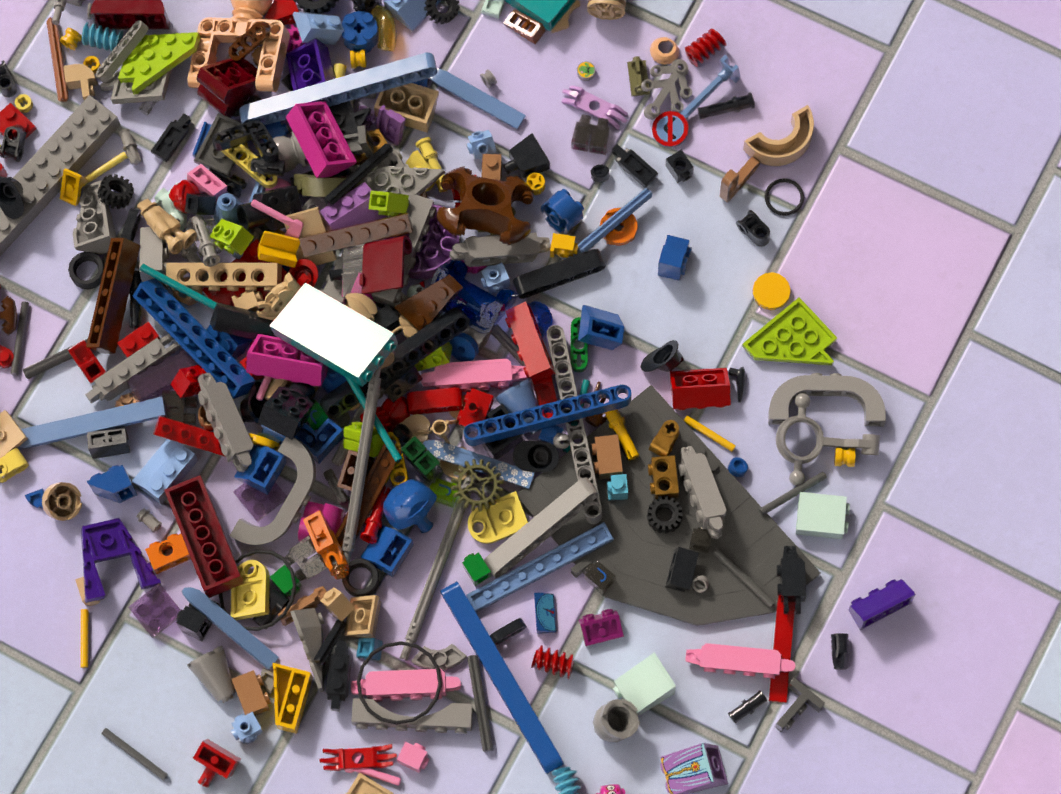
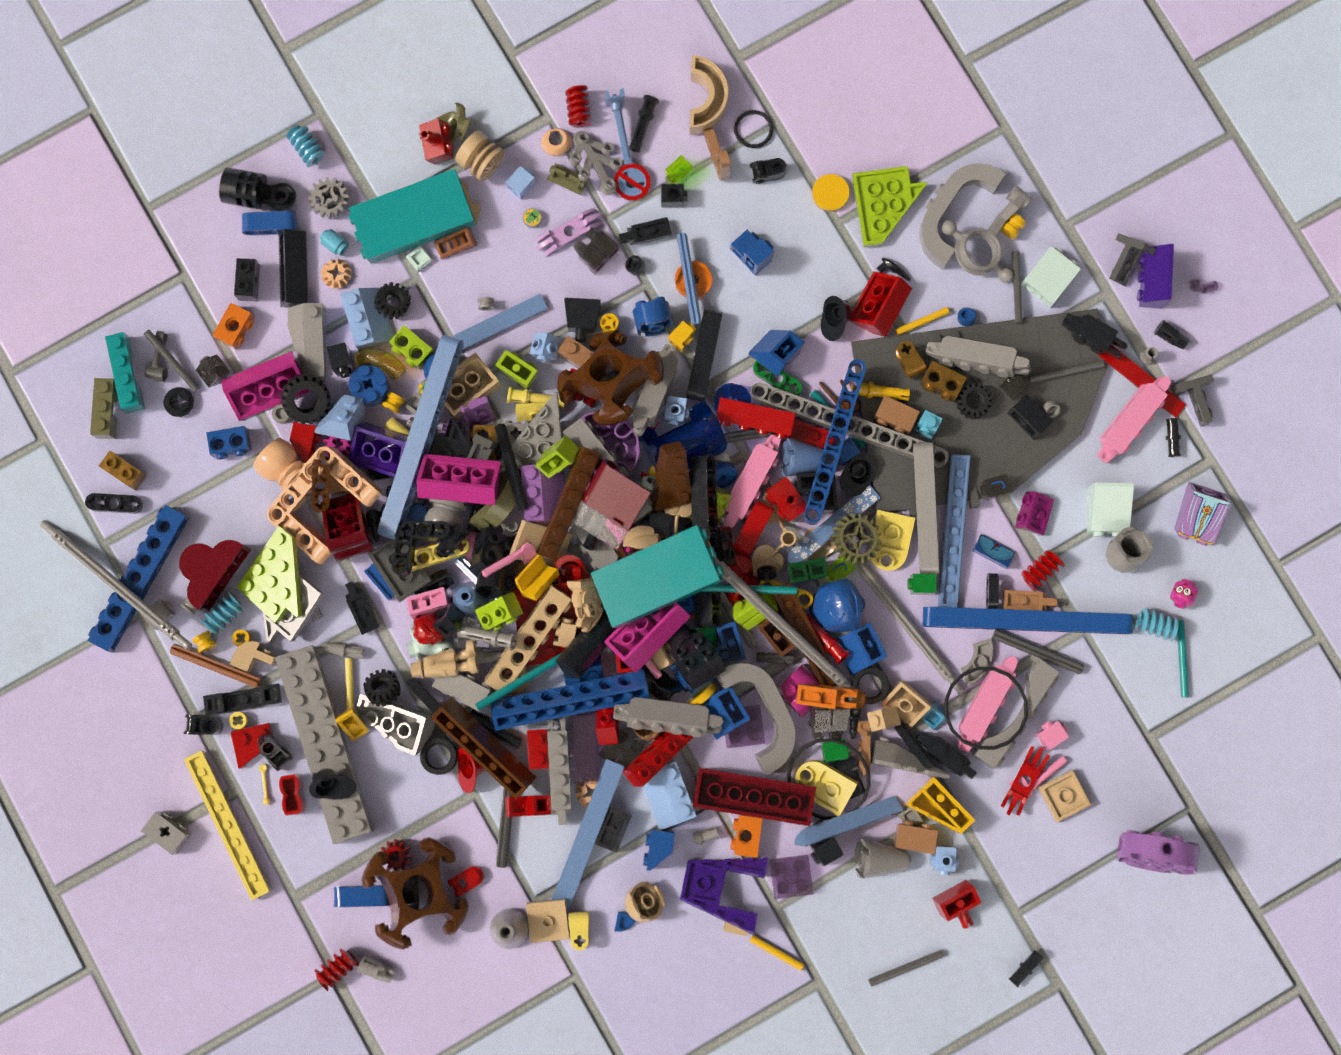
camera: 65 degrees left, 10 degrees up
(19, 338) = (463, 852): dark grey bar -> none
(41, 94) = (242, 699): none -> black slope
(88, 300) = (467, 771): none -> red piece
(121, 51) = (243, 582): light grey beam -> none
(326, 580) = (854, 715): none -> black bar
(412, 44) = (414, 344): none -> lime brick
(447, 134) = (516, 369): none -> lime brick
(518, 666) = (1027, 600): none -> medium nougat hinge
(561, 437) = (860, 444): light grey hinge -> none
(609, 43) = (521, 182): none -> light blue brick
(703, 158) = (679, 171): none -> clear neon green brick
(807, 645) = (1148, 355): none -> light grey pin
(881, 570) = (1128, 258): none -> dark grey bracket
(901, 654) = (1195, 286): none -> clear purple arm

